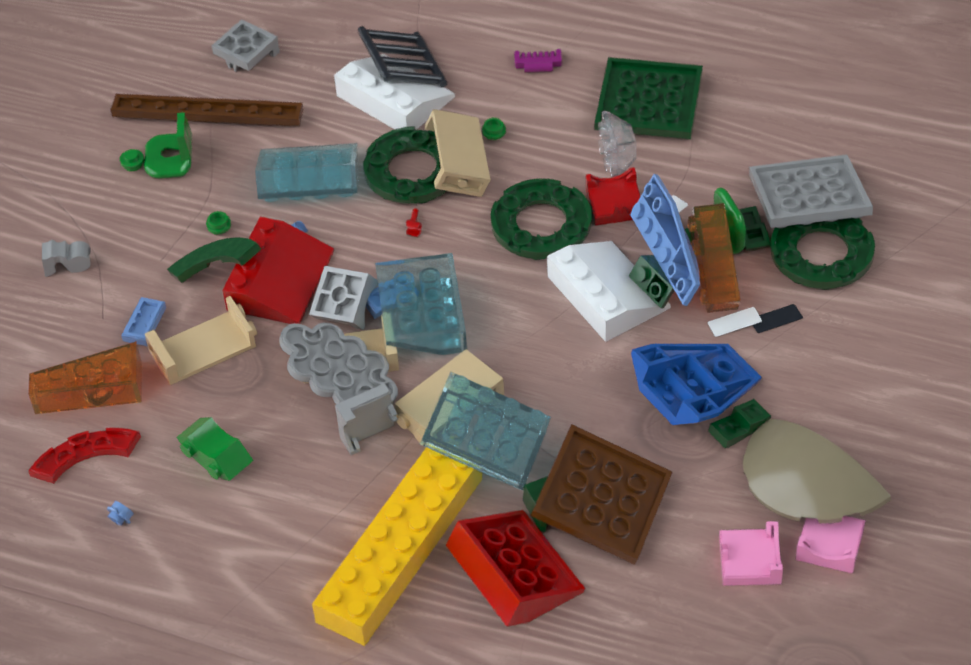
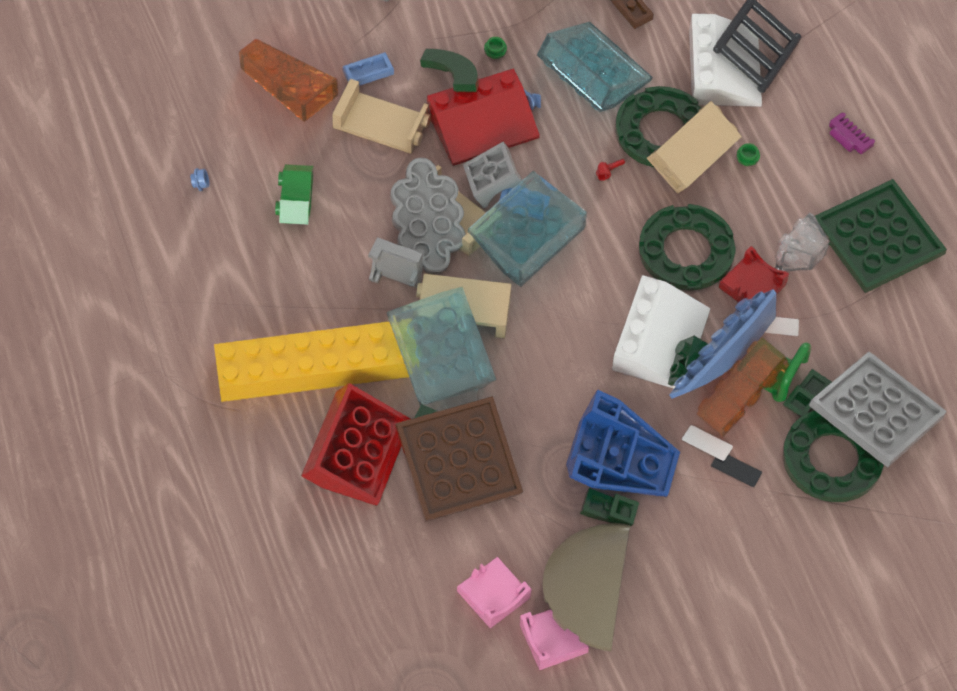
camera: 45 degrees right, 10 degrees up
(82, 447) = (233, 115): red tile -> none

